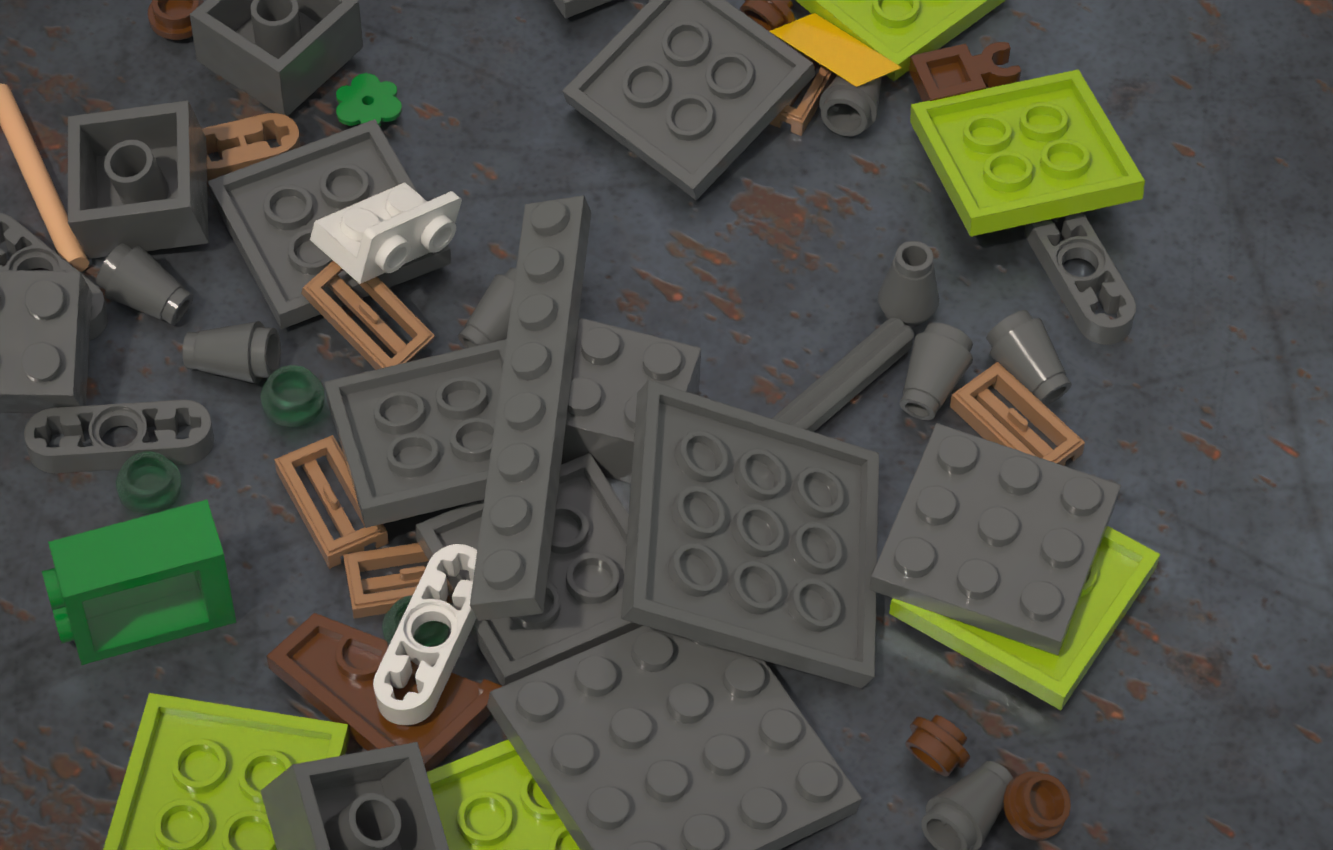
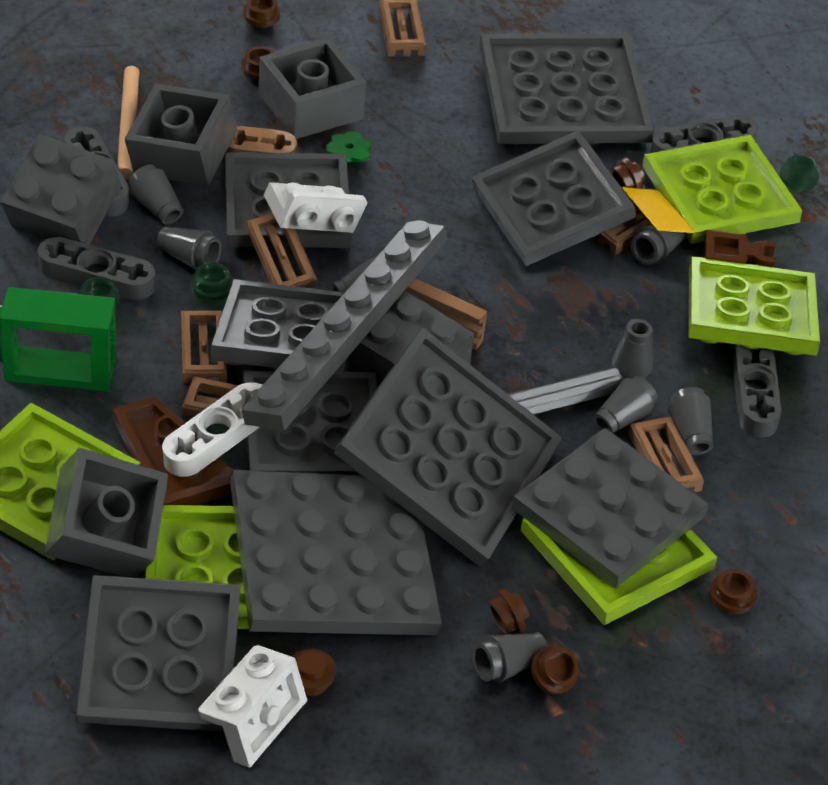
camera: 20 degrees right, 10 degrees down
(647, 315) = (456, 309): none -> medium nougat tile
(1198, 594) = (733, 592): none -> reddish brown plate

